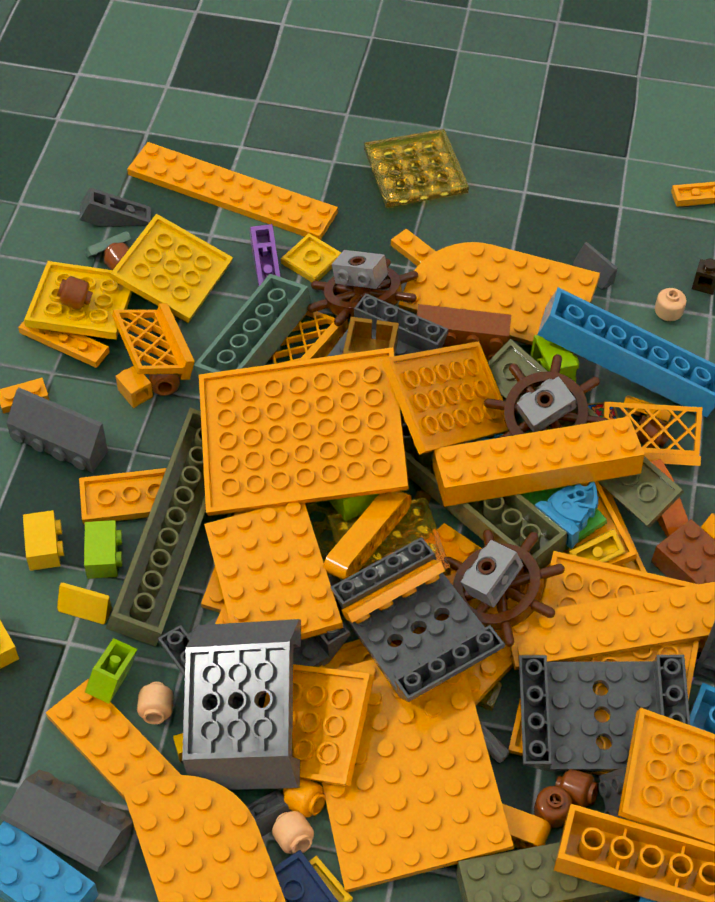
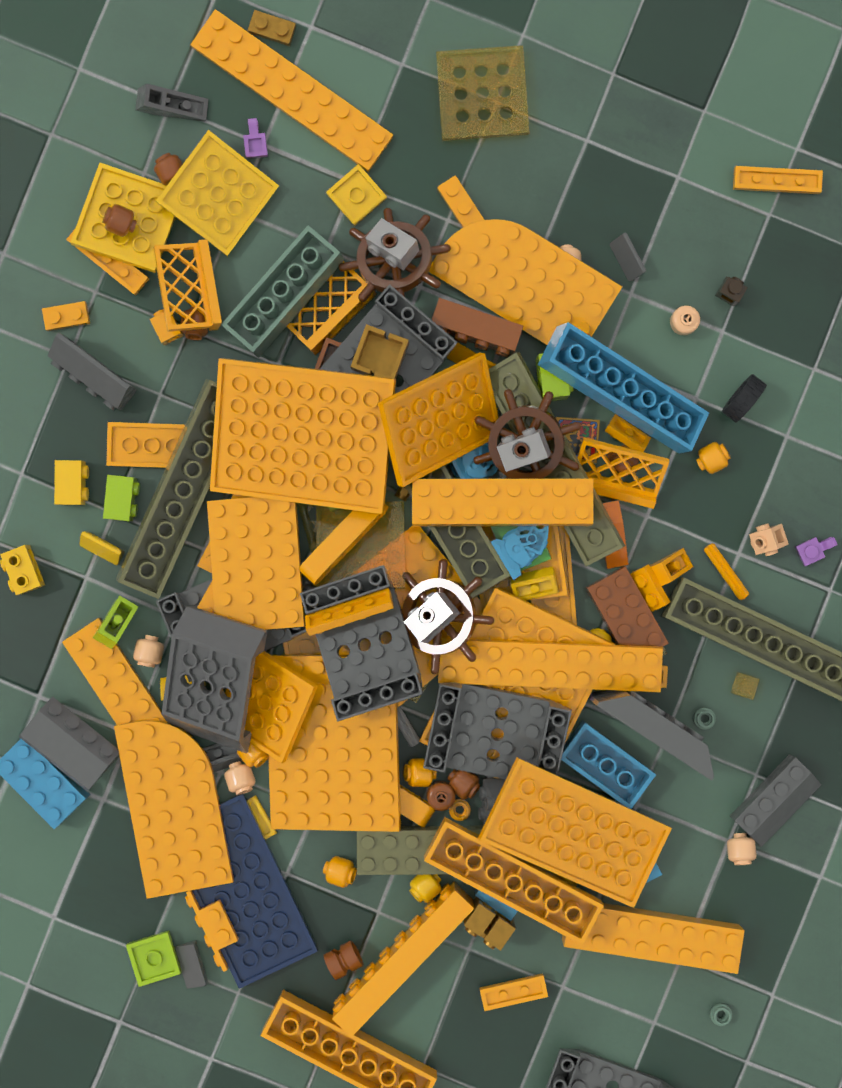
camera: 10 degrees right, 35 degrees up
(101, 246) = (159, 146): sand green tile -> none
(203, 228) = (255, 143): none -> medium lavender plate
(205, 149) = (272, 28): none -> pearl gold plate
(264, 251) = (310, 193): medium lavender slope -> none
(518, 786) = (417, 775): none -> light orange head

